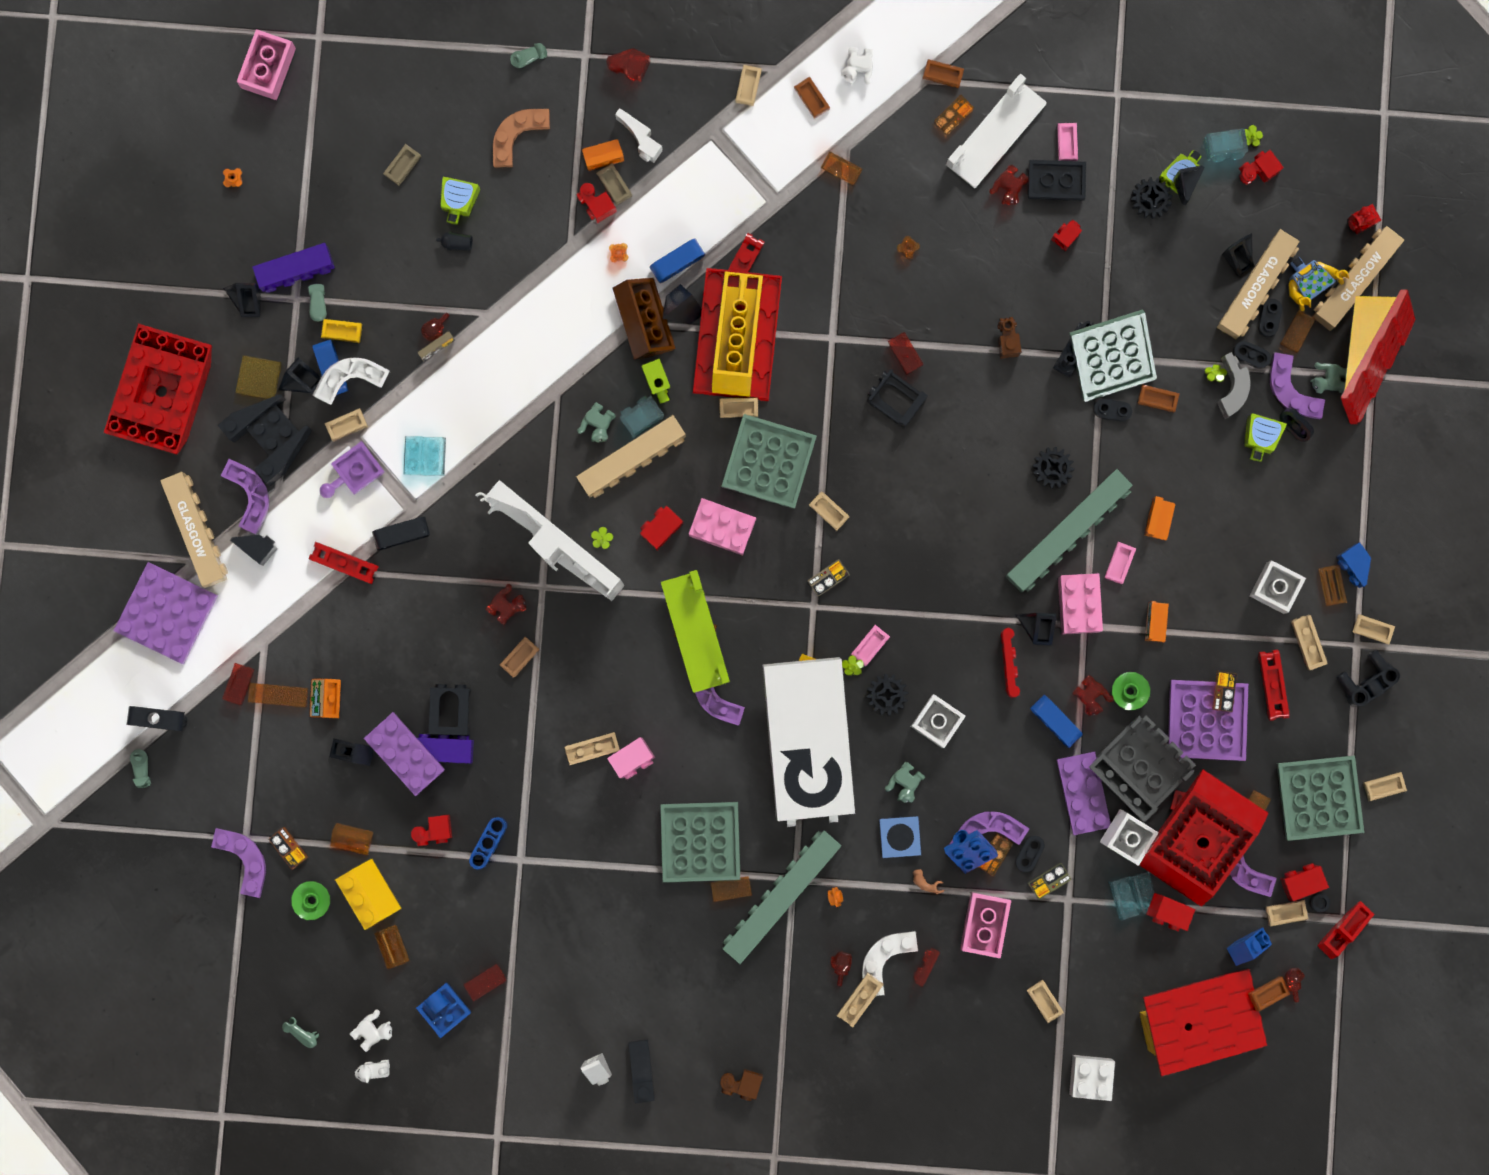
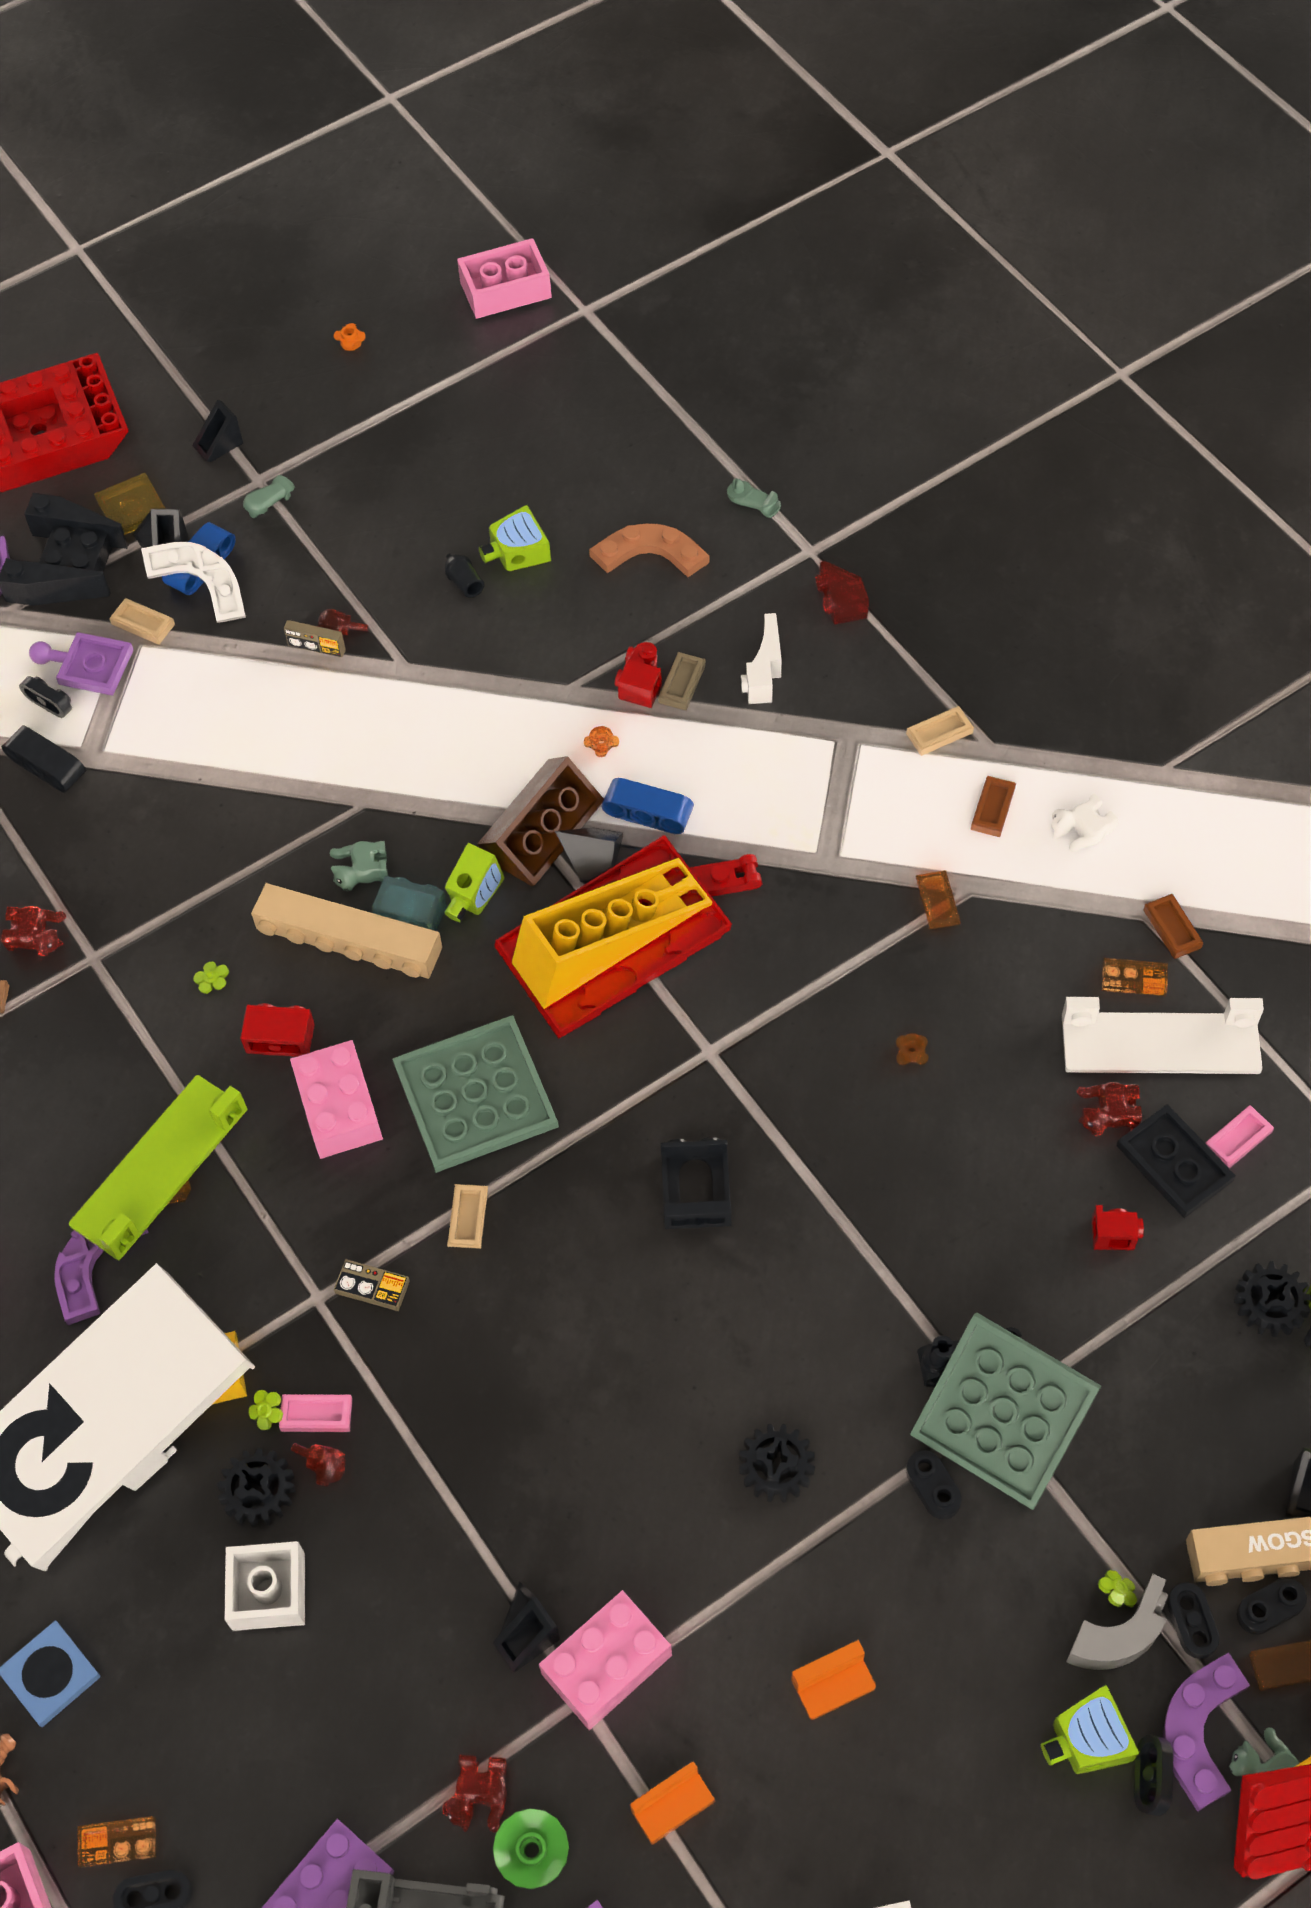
camera: 55 degrees right, 25 degrees down
(294, 267) = (292, 449): dark purple brick -> none
(341, 331) = (255, 541): yellow plate -> none
(352, 508) = (41, 694): none -> black plate
(402, 164) = (508, 470): dark tan tile -> none
(424, 456) = (166, 720): clear light blue slope -> none
(553, 543) = (154, 912): white piece -> none
(603, 155) = (705, 644): orange panel -> none
(738, 406) = (514, 1001): tan tile -> none
(898, 657) = (324, 1460): none -> clear red piece
(905, 353) = (767, 1149): clear red plate -> none
(906, 780) = (143, 1617): sand green animal -> none
(970, 850) = (88, 1788): blue plate -> none
(996, 822) = (159, 1786): medium lavender plate -> none
(1009, 342) = (900, 1262): reddish brown brick -> none
(1010, 670) = (424, 1635): red plate -> none
(1056, 721) = (396, 1769): blue beam -> none
(1069, 530) = (703, 1558): sand green brick -> none
(1120, 563) = (718, 1675): bright pink tile -> none
(1158, 398) = (1007, 1536): dark orange tile -> none

